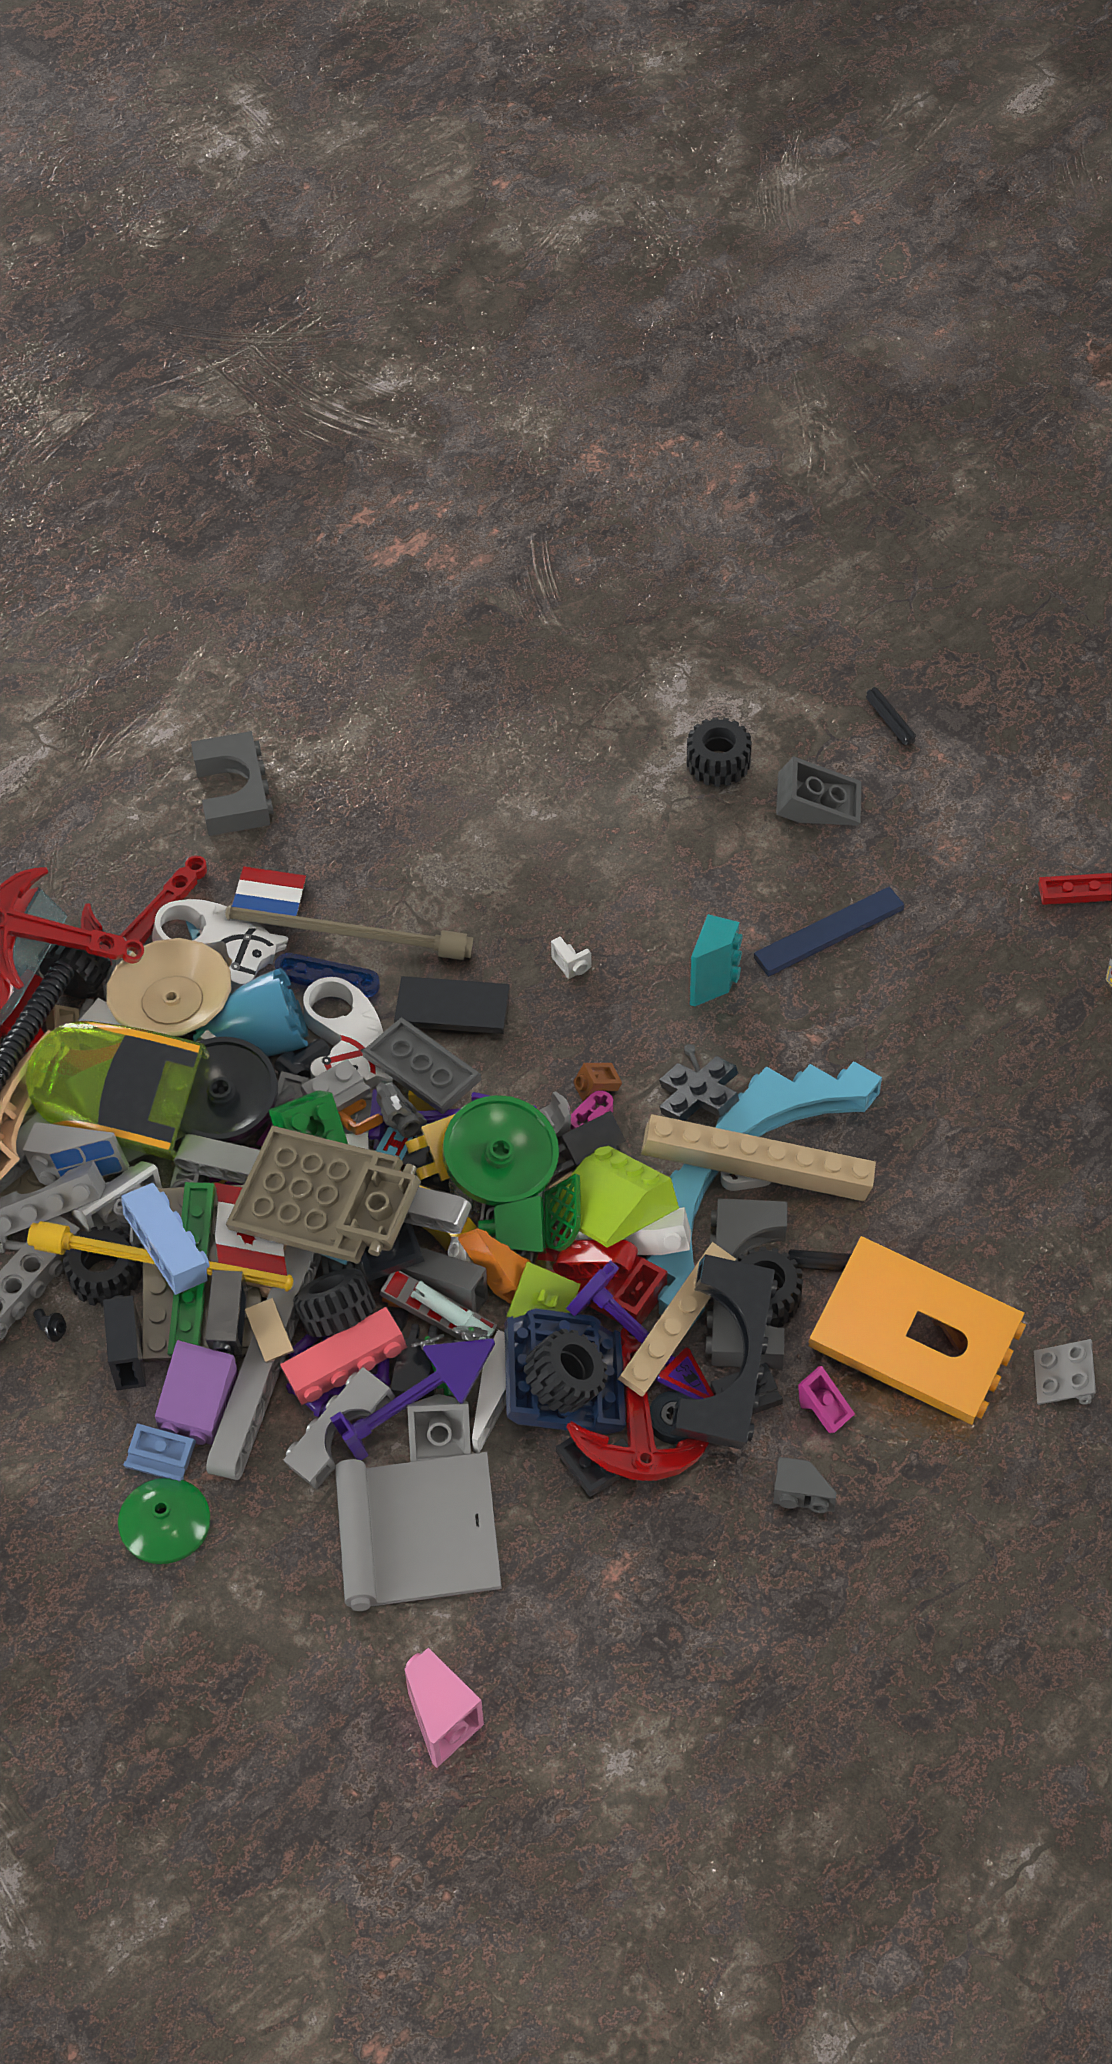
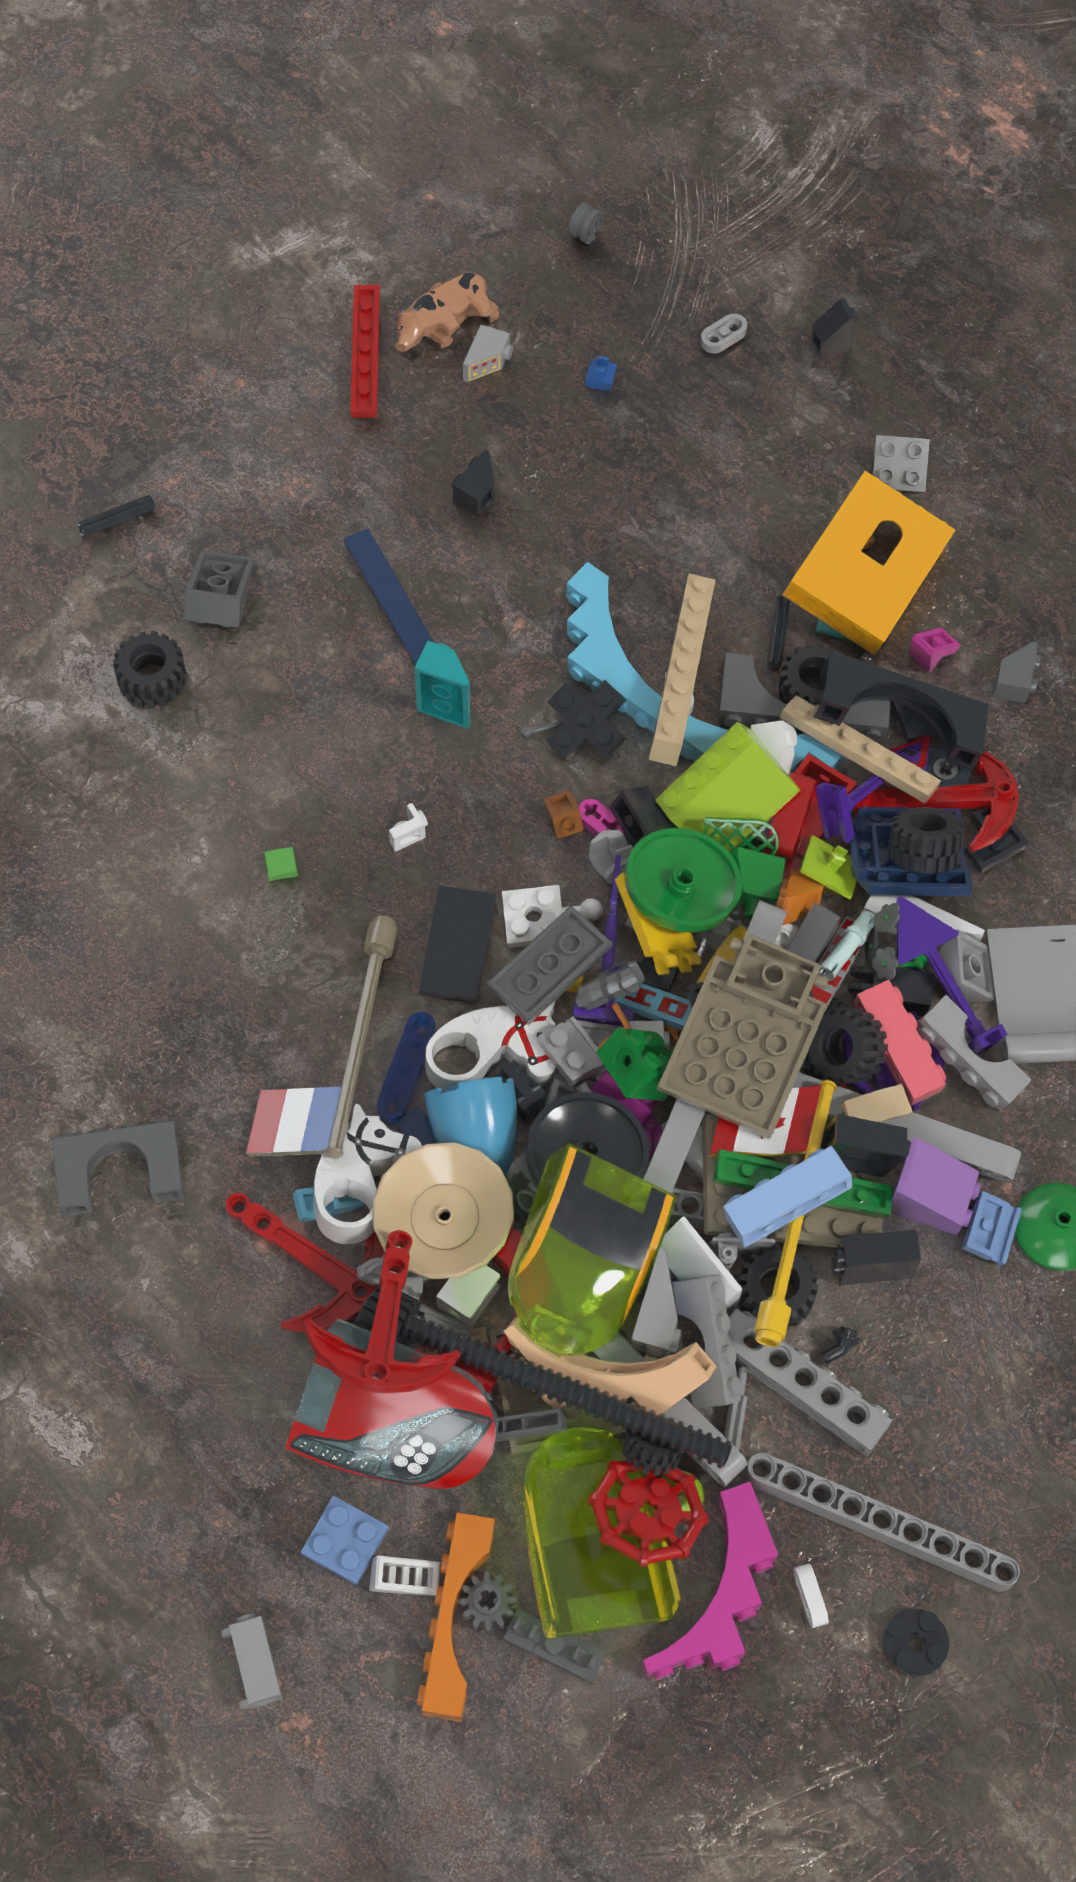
camera: 90 degrees left, 10 degrees up
(493, 1050) = (543, 900): none -> white plate
(530, 870) = (281, 864): none -> bright green tile
(971, 988) = (475, 485): none -> black slope

